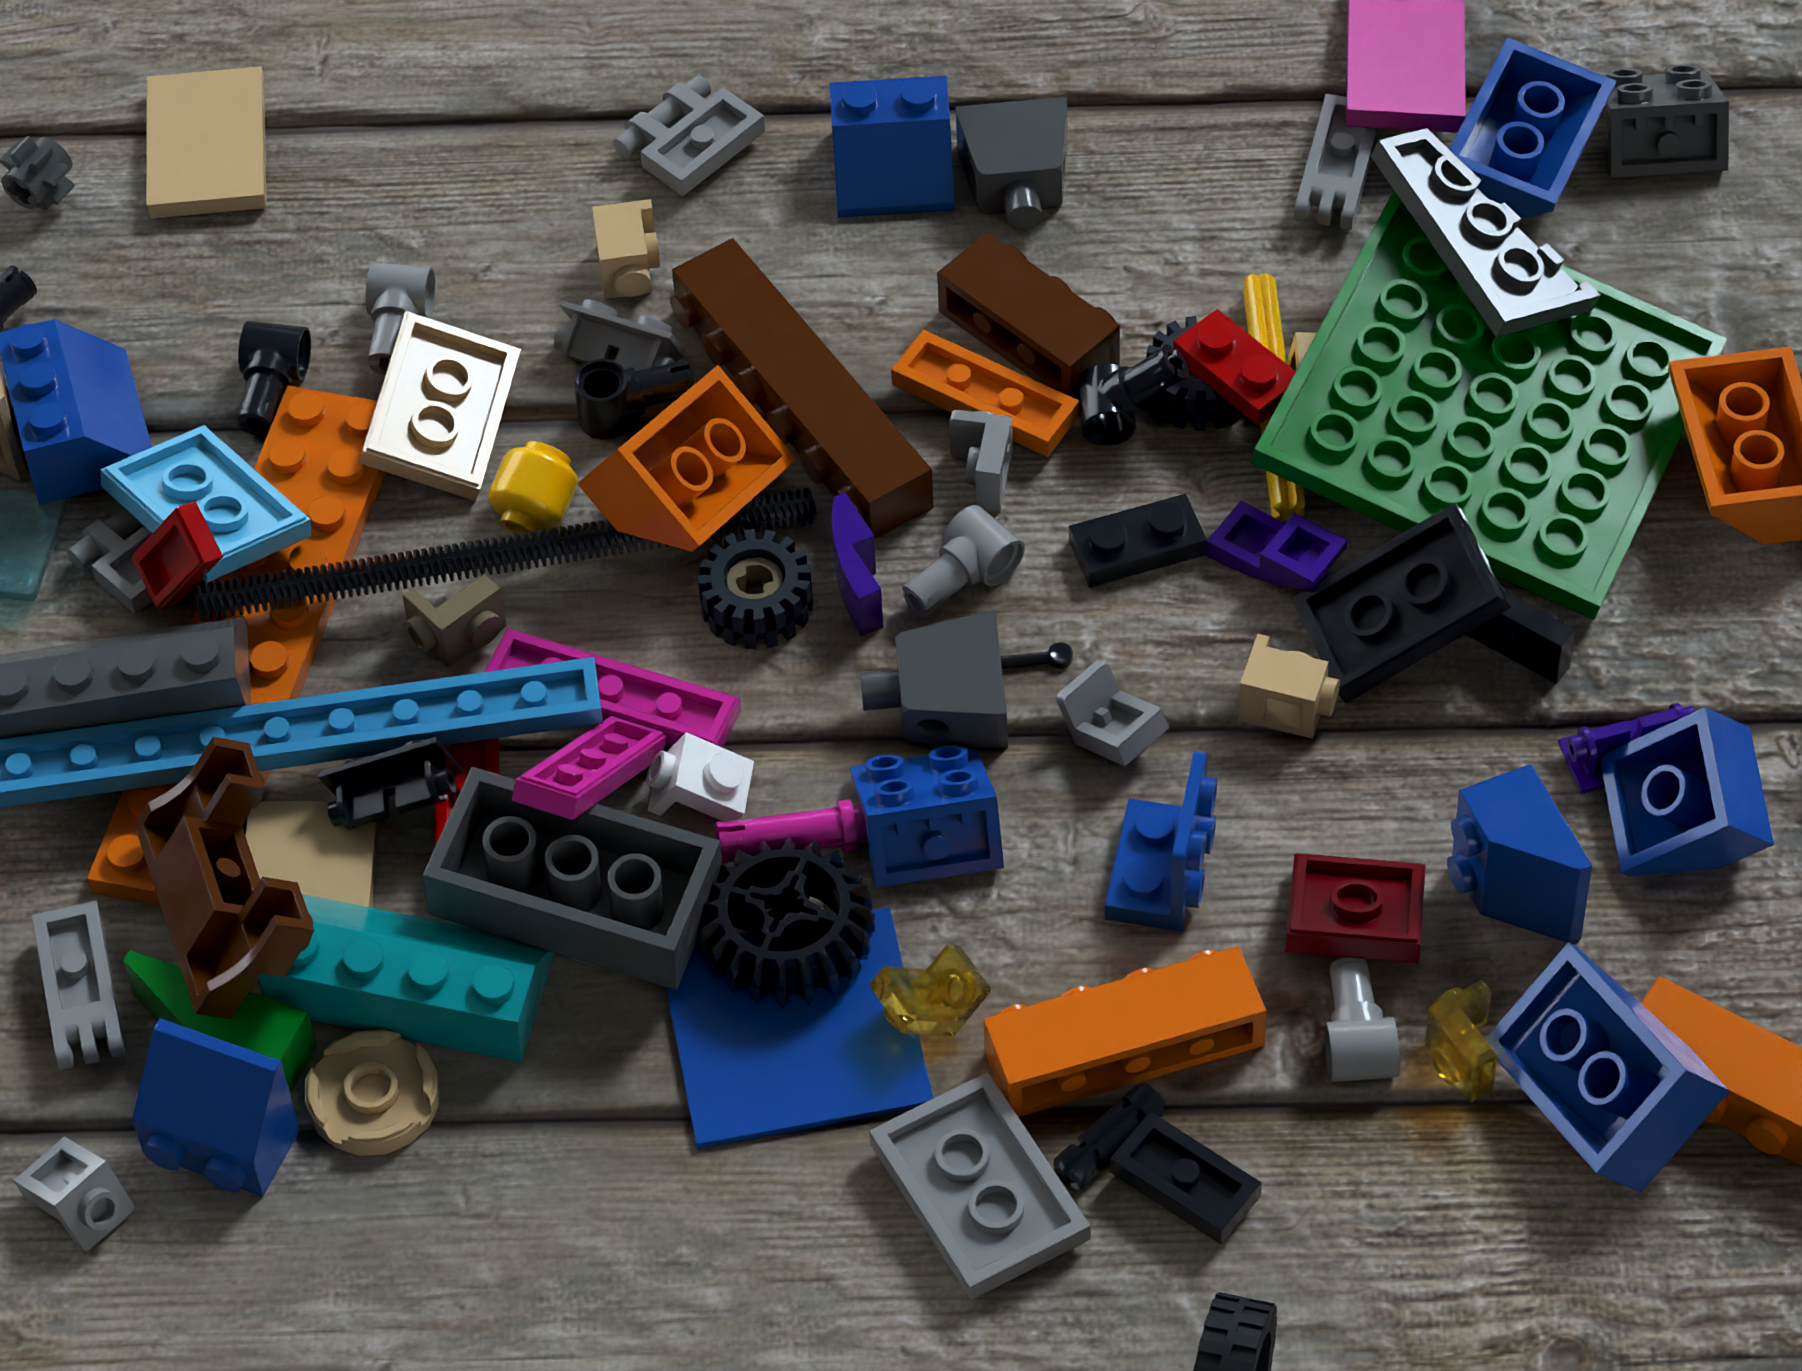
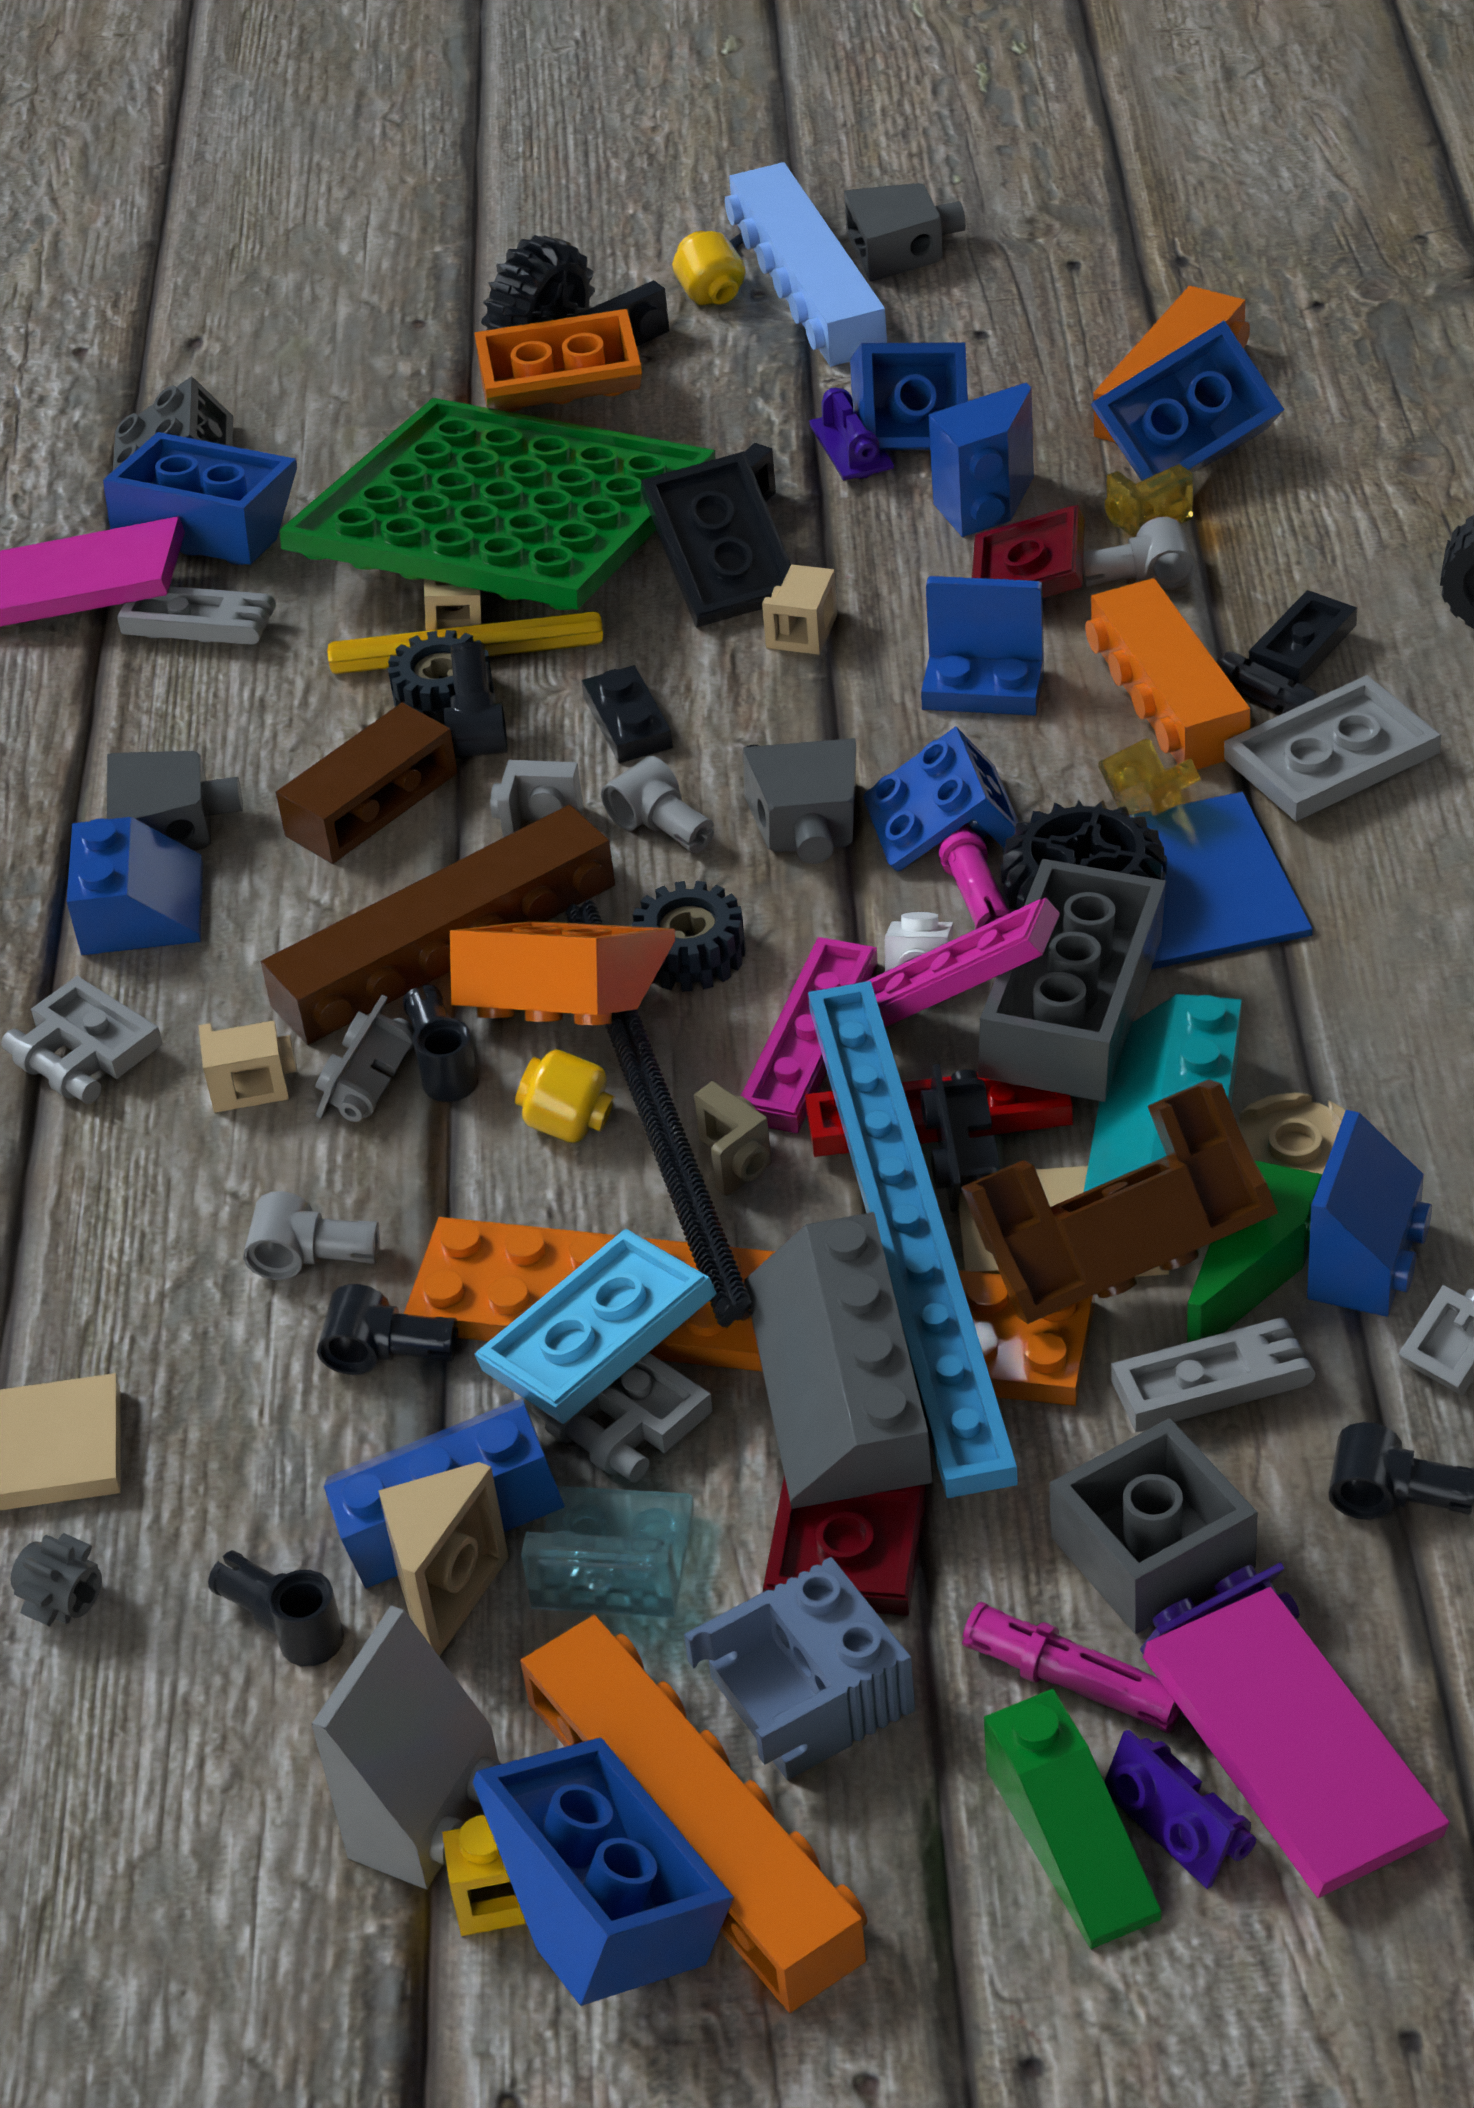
camera: 90 degrees left, 10 degrees down
(177, 556) = (692, 1307): red tile -> none
(440, 406) = (445, 1182): tile -> none
(855, 566) = (643, 866): dark purple slope -> none
(969, 382) = (447, 811): orange plate -> none
(1107, 718) = (840, 701): light grey bracket -> none
(1235, 365) = (471, 618): red plate -> none
(1274, 551) = (648, 625): dark purple slope -> none
(1479, 239) = (365, 478): wing -> none

